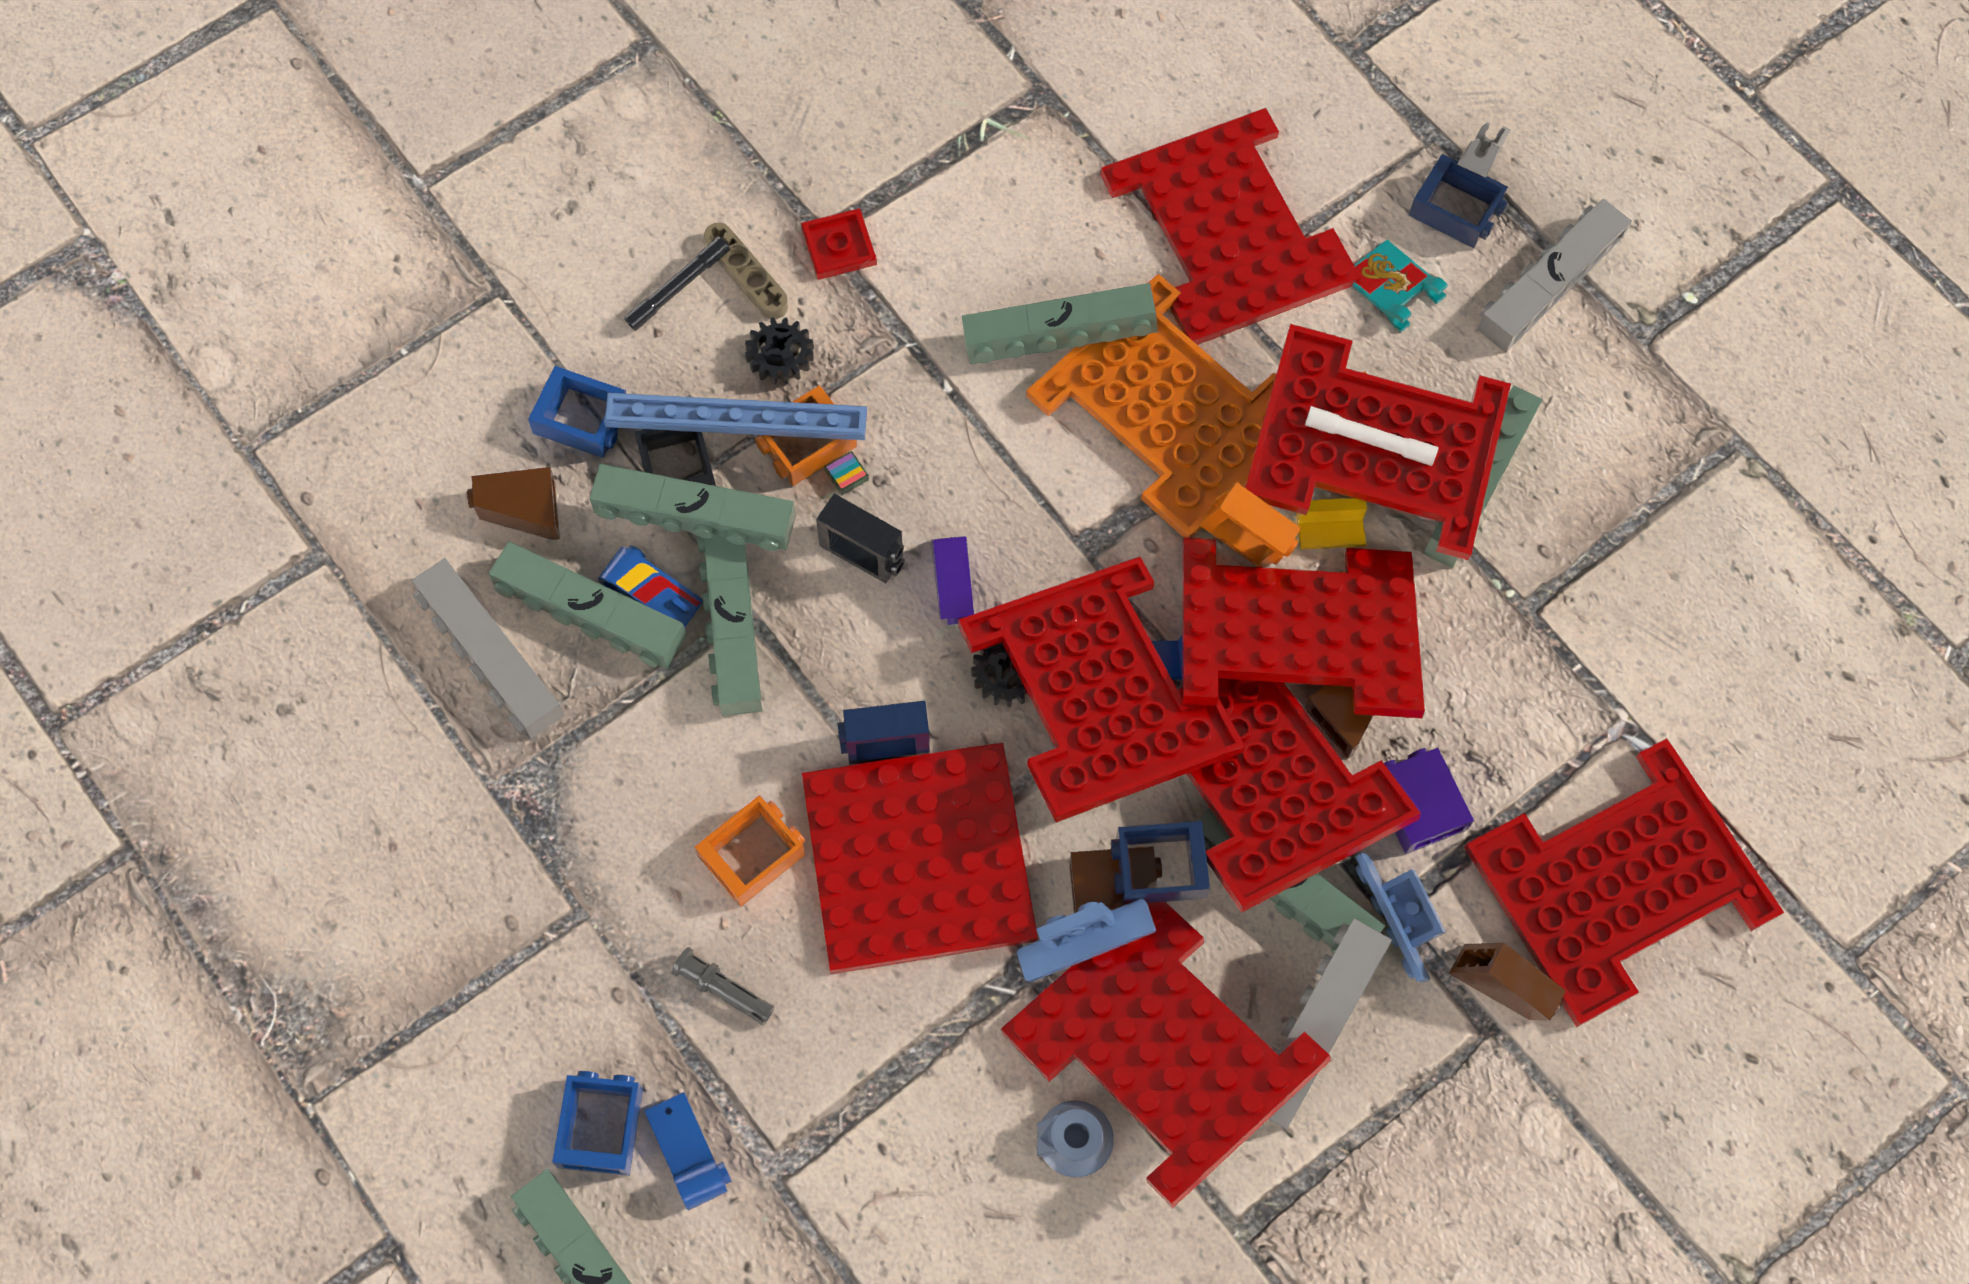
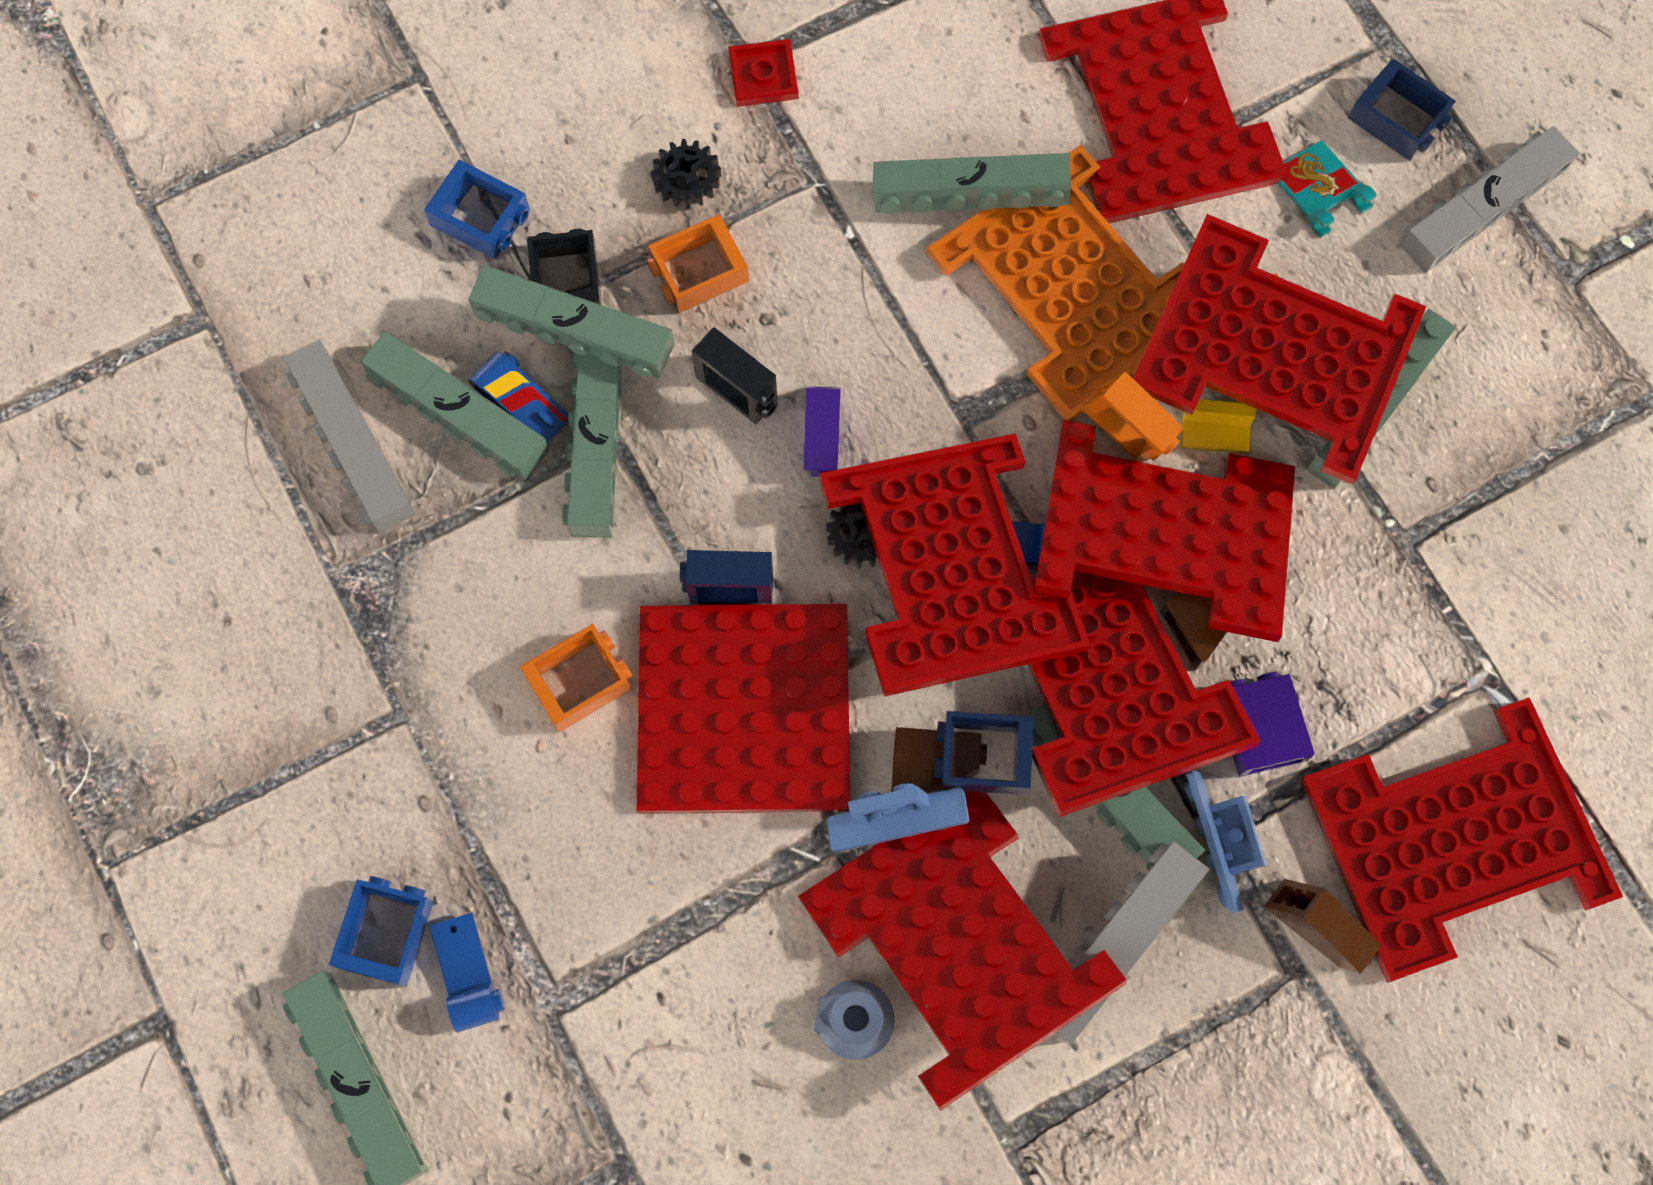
camera: 10 degrees right, 5 degrees up
(518, 501) = (403, 290): reddish brown slope -> none
(648, 307) = (623, 72): black piece -> none
(710, 979) = (515, 801): dark grey pin -> none
(735, 416) = (630, 234): medium blue tile -> none
(747, 269) = (669, 86): dark tan beam -> none
(846, 473) = (733, 307): tile -> none
(1406, 447) = (1307, 359): white piece -> none
(1482, 151) = (1435, 61): light grey hinge -> none

